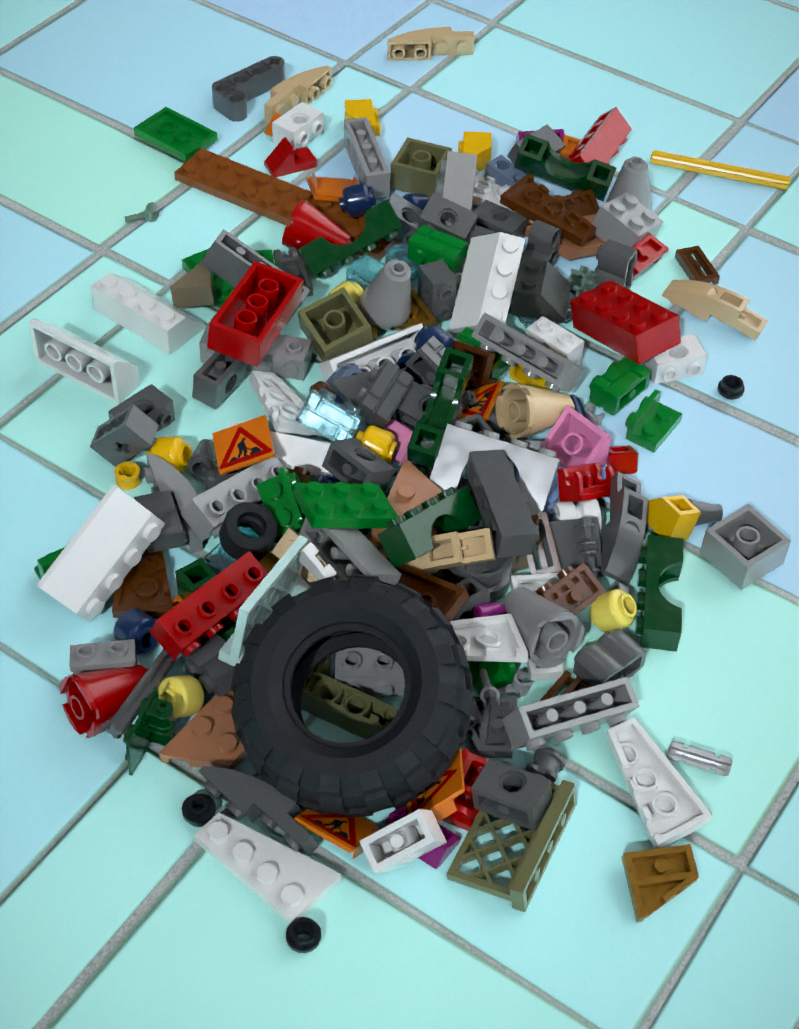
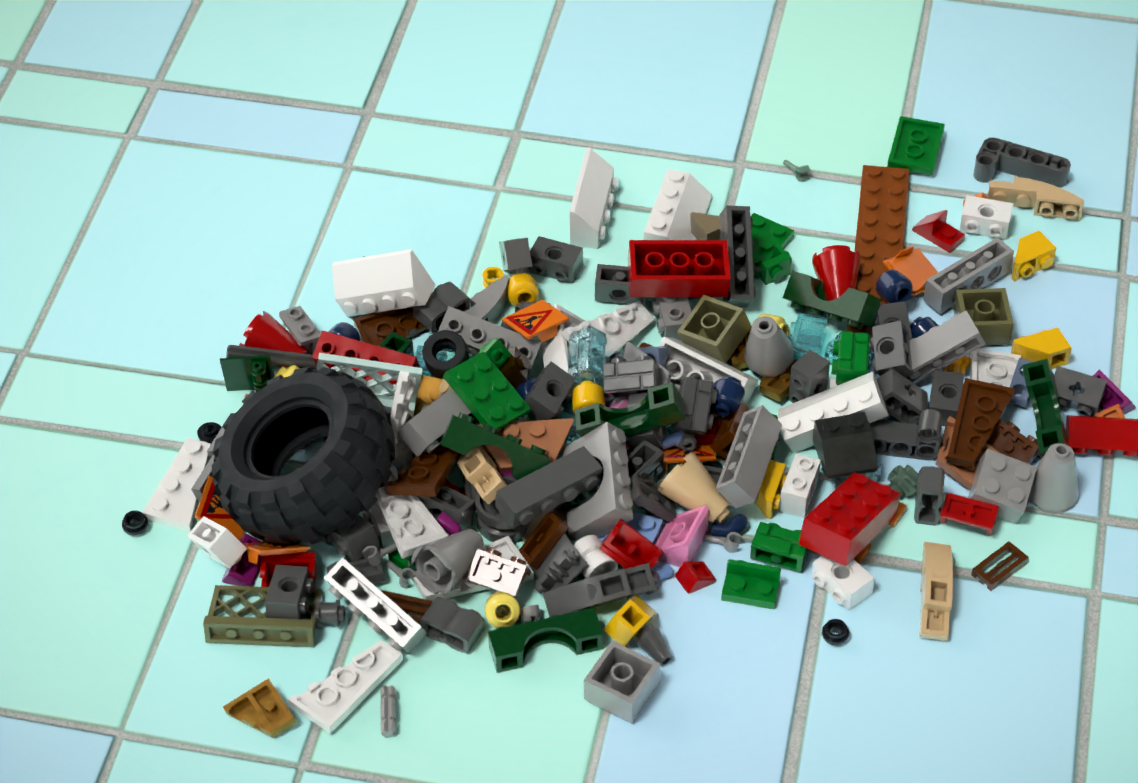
camera: 70 degrees right, 0 degrees up
(293, 266) = (772, 291): dark grey hinge -> none

